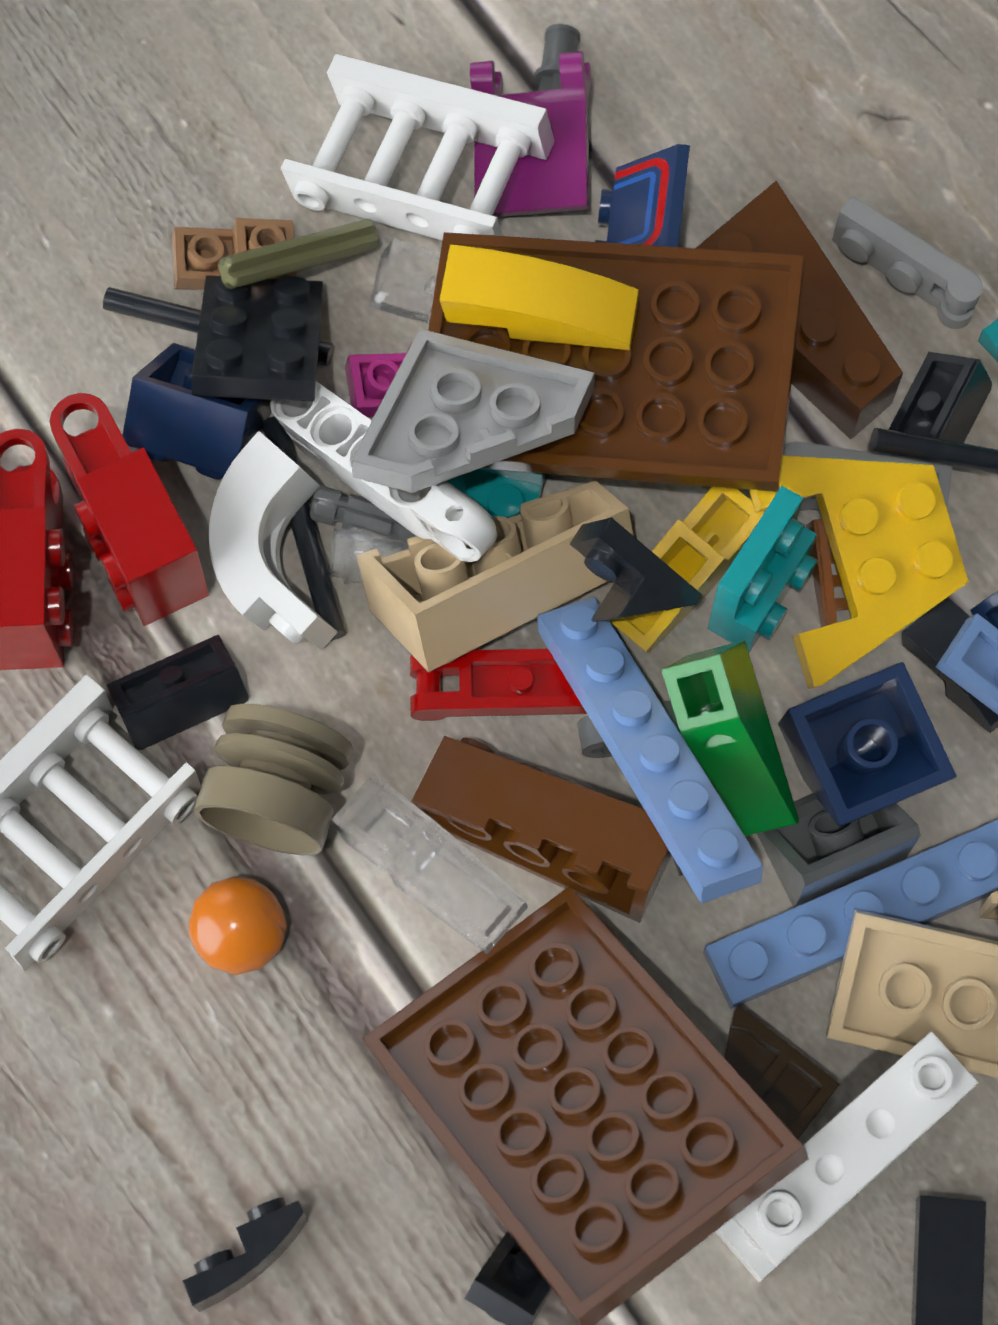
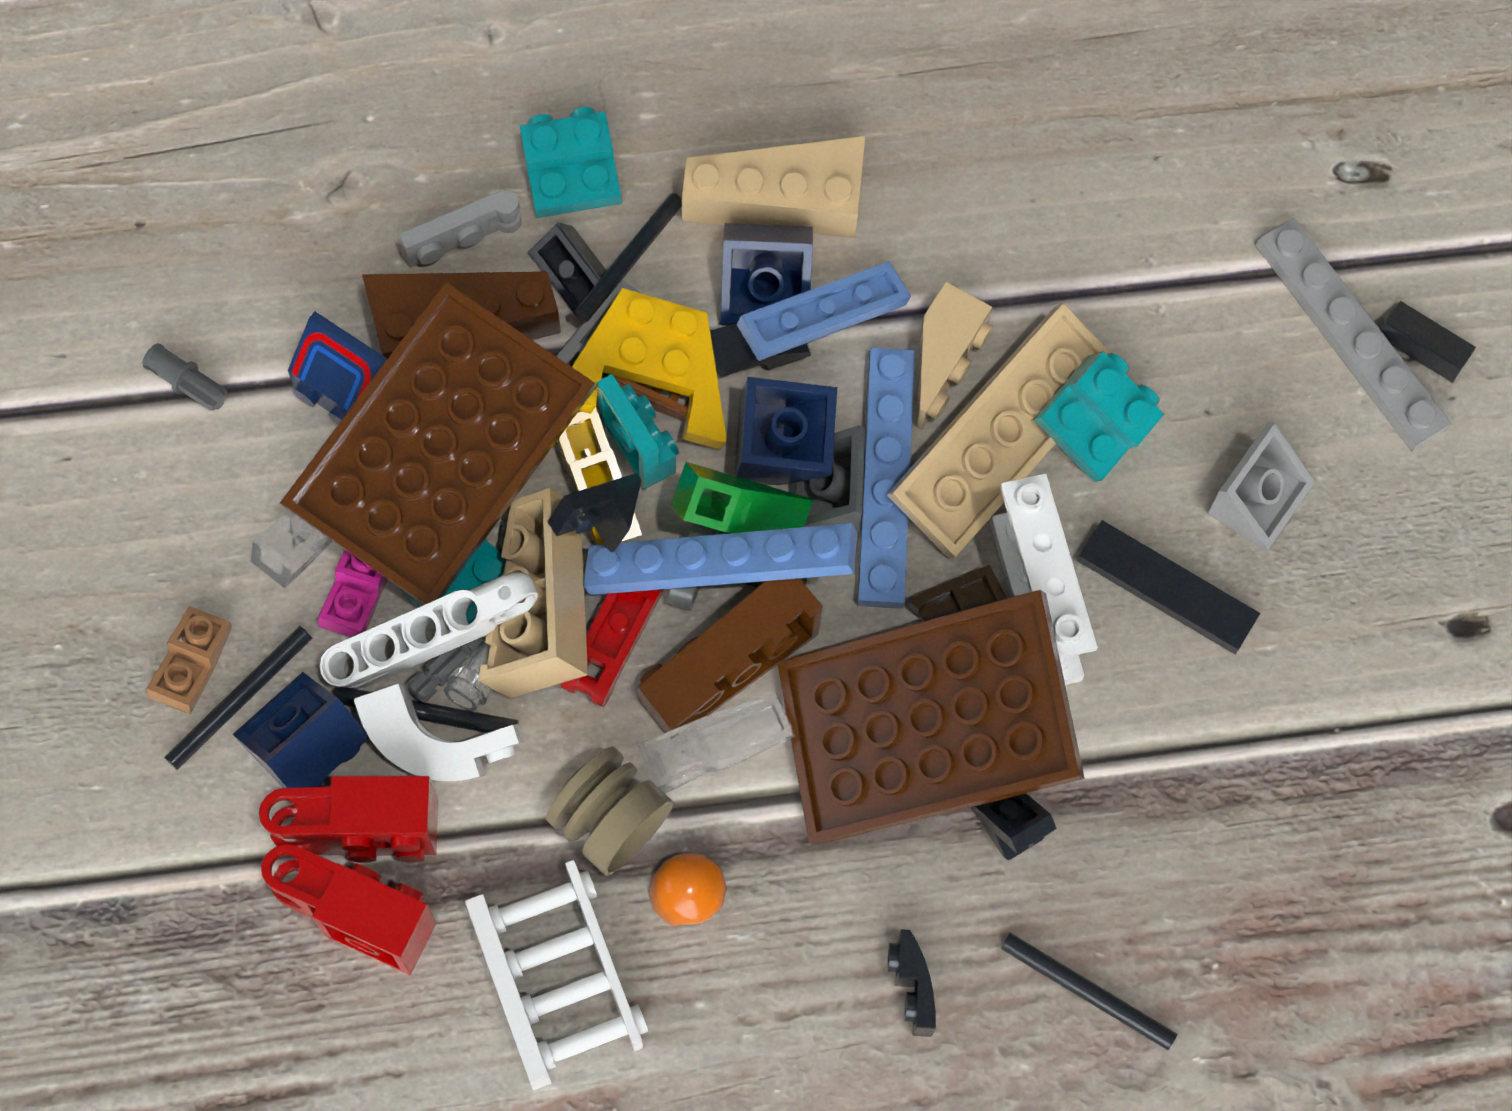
camera: 65 degrees left, 0 degrees up
(178, 692) = (499, 851): black slope -> none
(259, 339) = (276, 668): black plate -> none
(298, 253) = (223, 612): olive axle -> none
(412, 104) = (154, 480): white fence -> none
(465, 409) = (433, 549): light grey plate -> none
(537, 299) = (377, 463): yellow slope -> none
(563, 178) = (230, 418): magenta flag -> none

